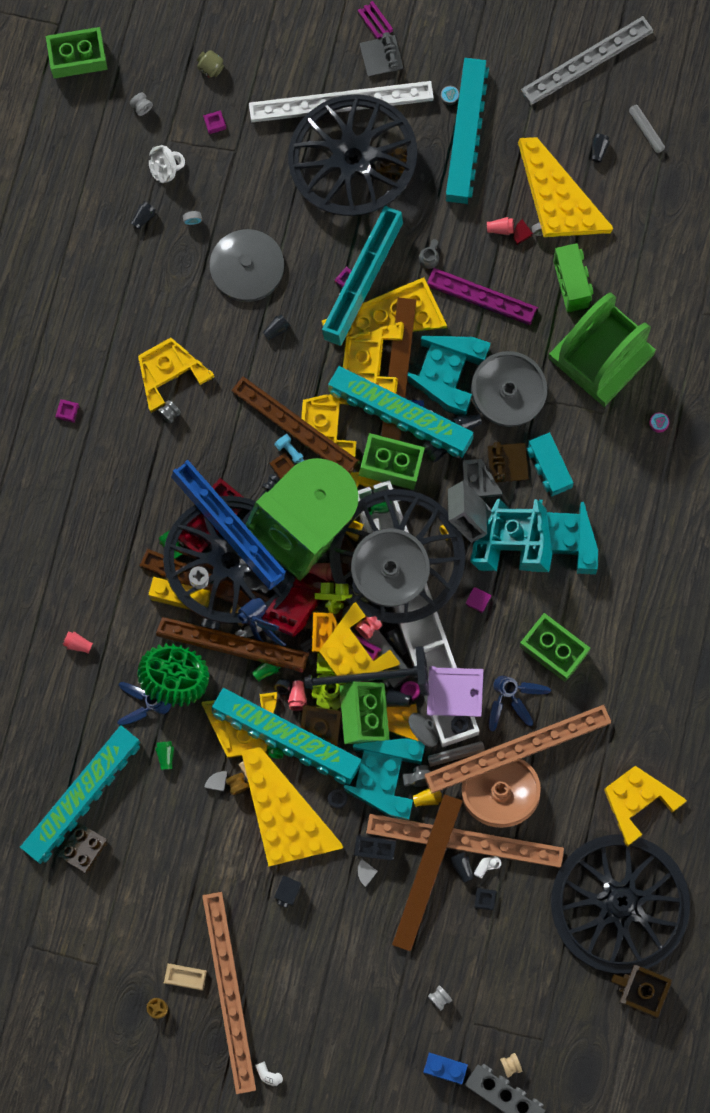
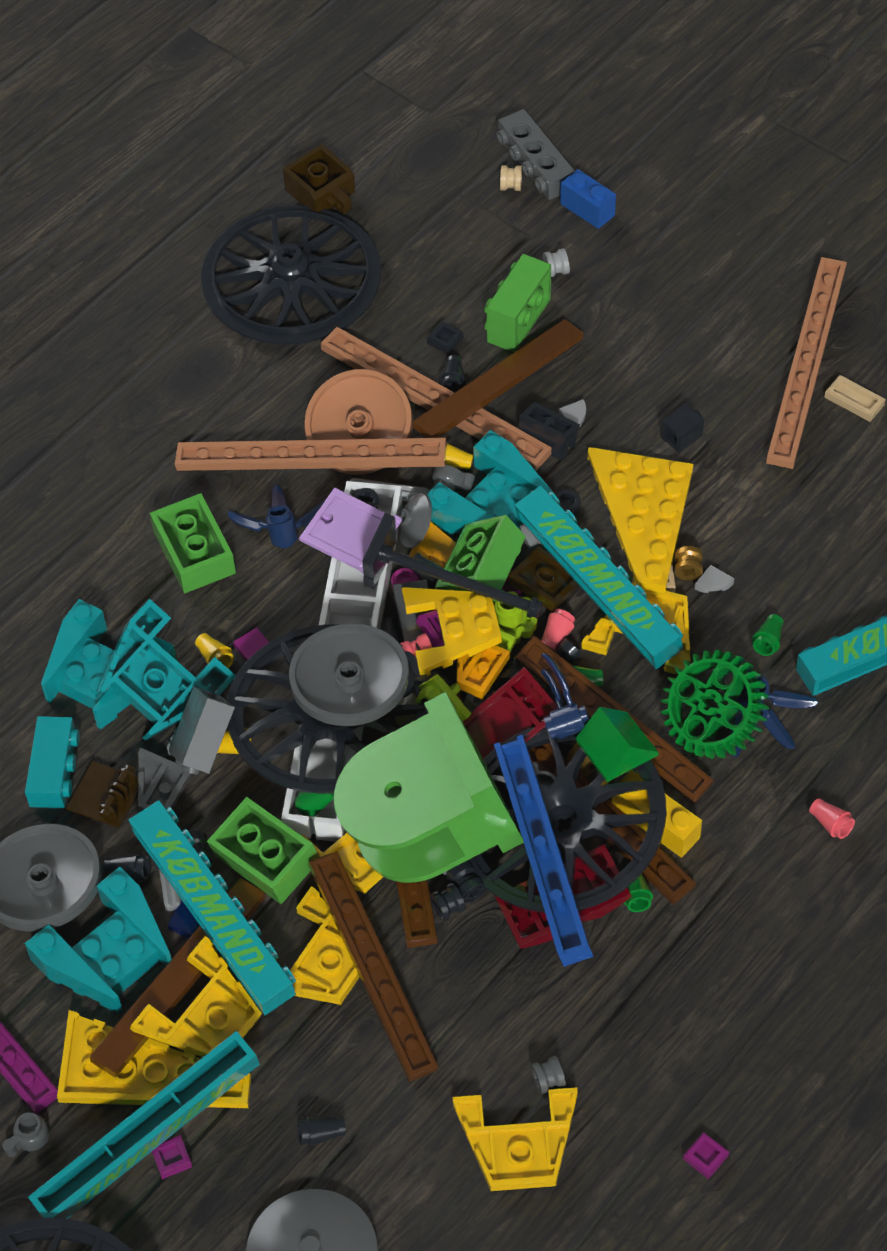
camera: 155 degrees left, 20 degrees down
(202, 578) = (625, 792): light grey wheel -> none
(214, 609) = (615, 743): none -> green slope
(268, 1077) = (801, 269): white arm -> none
(284, 442) = (400, 956): medium azure piece -> none
(445, 939) = (518, 302): none -> bright green brick
(487, 864) = (424, 368): white arm -> none
(498, 582) = (212, 648): none -> yellow cone
(632, 794) = (204, 365): yellow wing -> none

